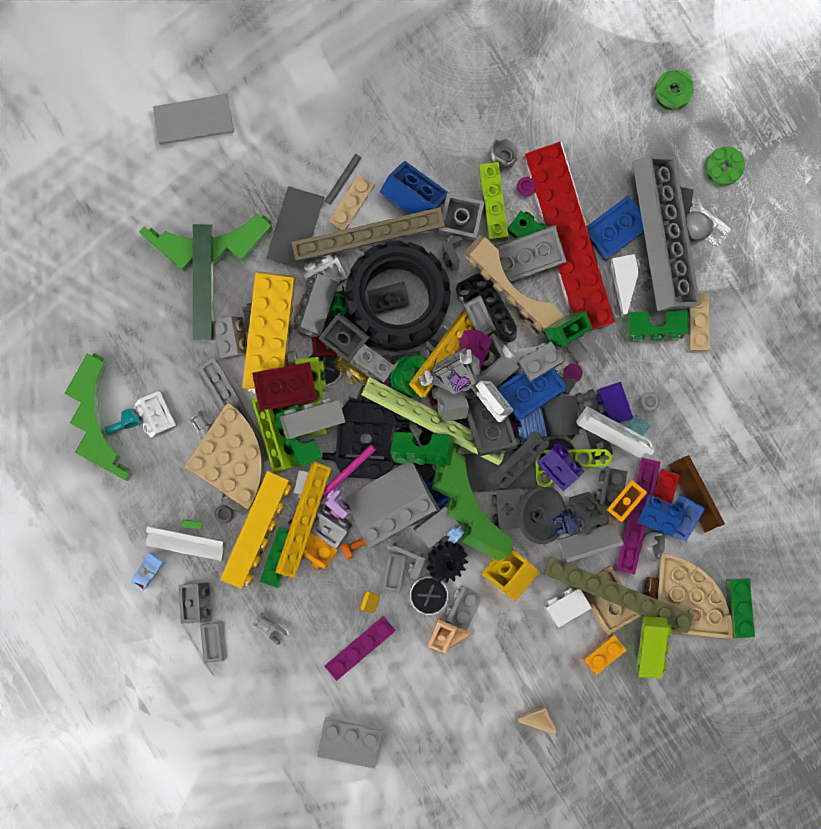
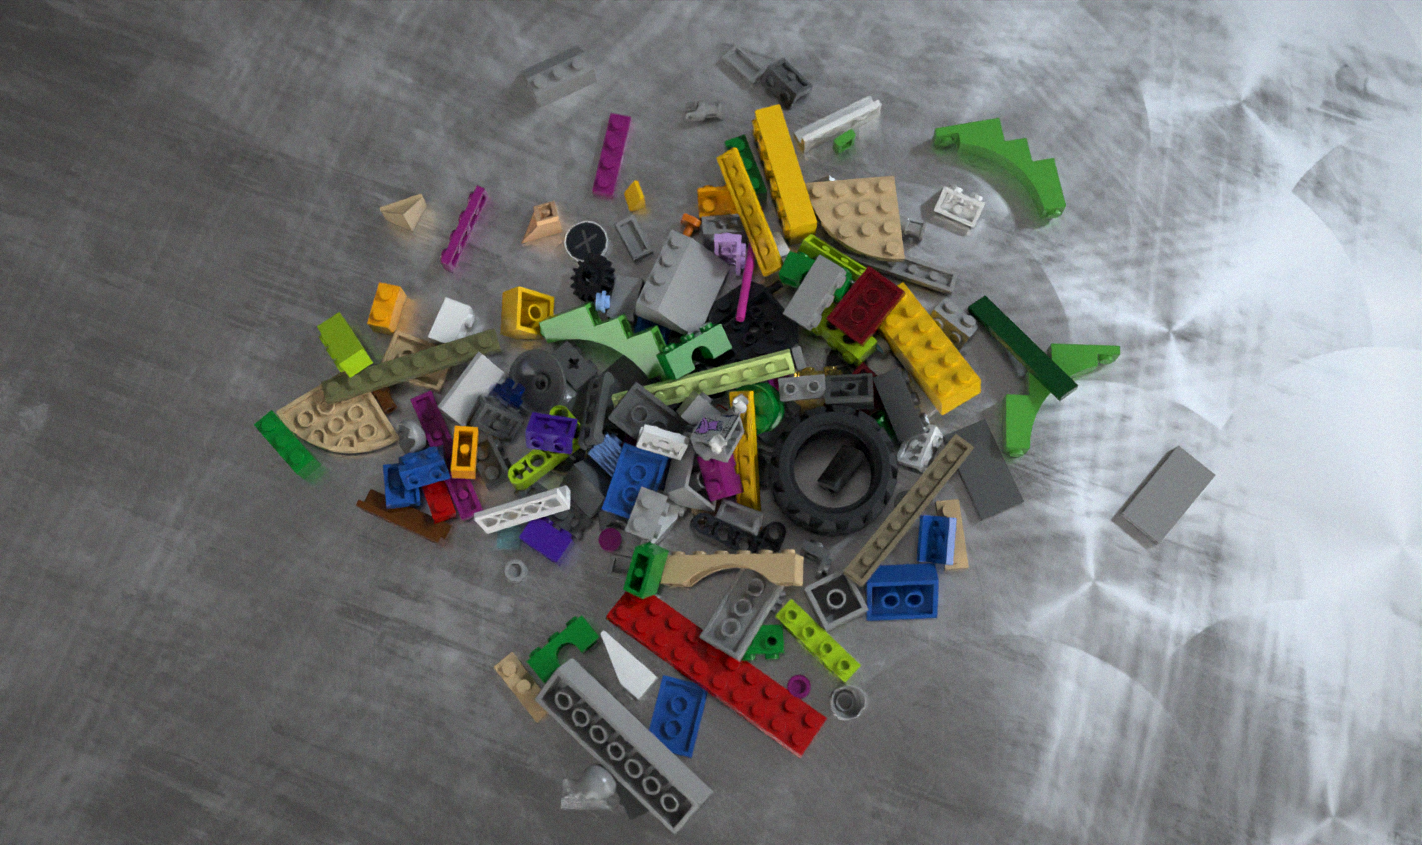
camera: 145 degrees right, 10 degrees down
(128, 420) = (979, 184): teal bar -> none
(147, 571) = (849, 77): light blue leg -> none
(224, 514) = (824, 169): flat silver plate -> none
(343, 178) = (979, 551): flat silver bar -> none
(365, 203) = (936, 539): none -> blue bracket
(414, 568) = (626, 264): light grey bracket -> none
(463, 608) = (546, 255): light grey bracket -> none
(512, 670) = (467, 222): none -> magenta plate

